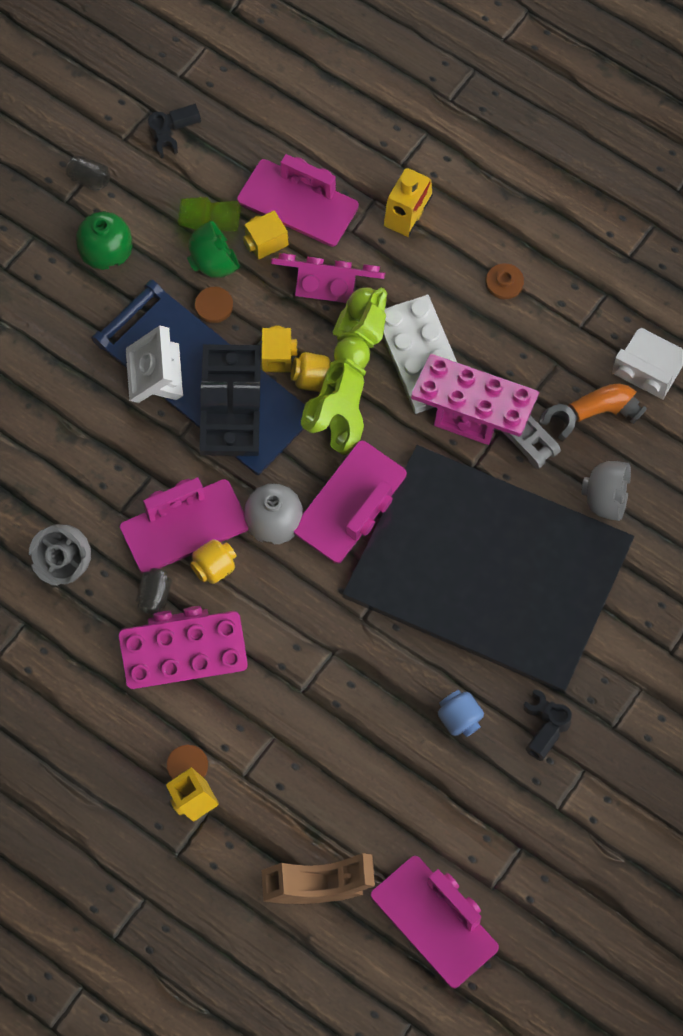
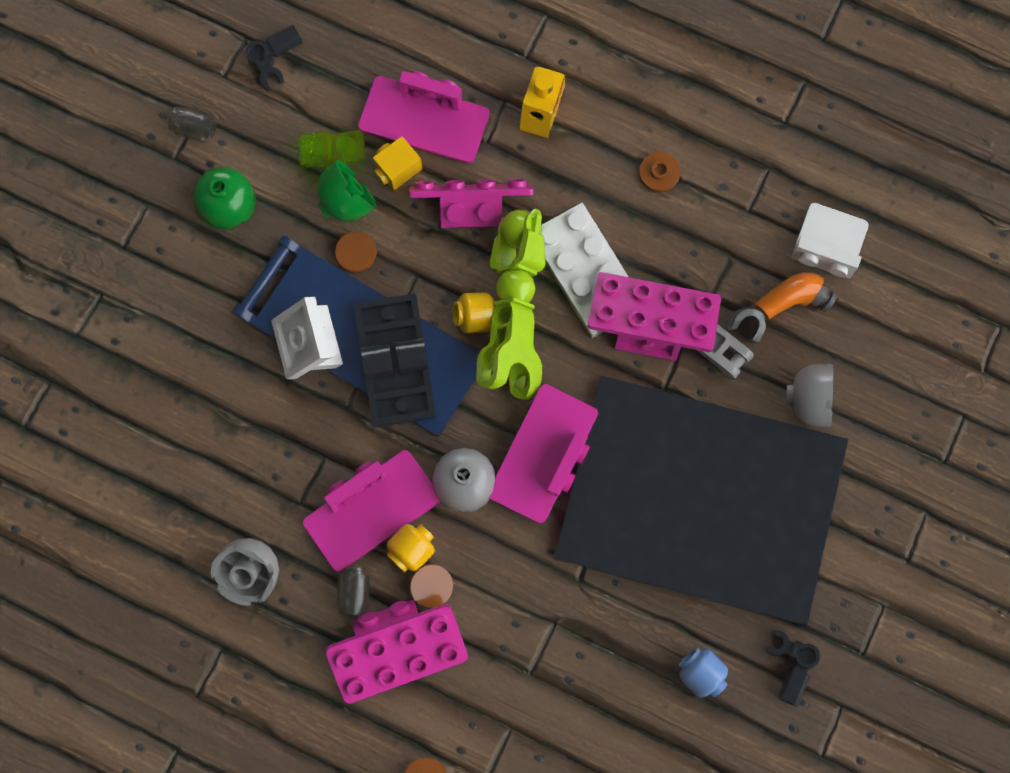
camera: 10 degrees left, 10 degrees up
(225, 596) = (431, 585): none -> piece
(277, 349) = (434, 292): yellow brick -> none

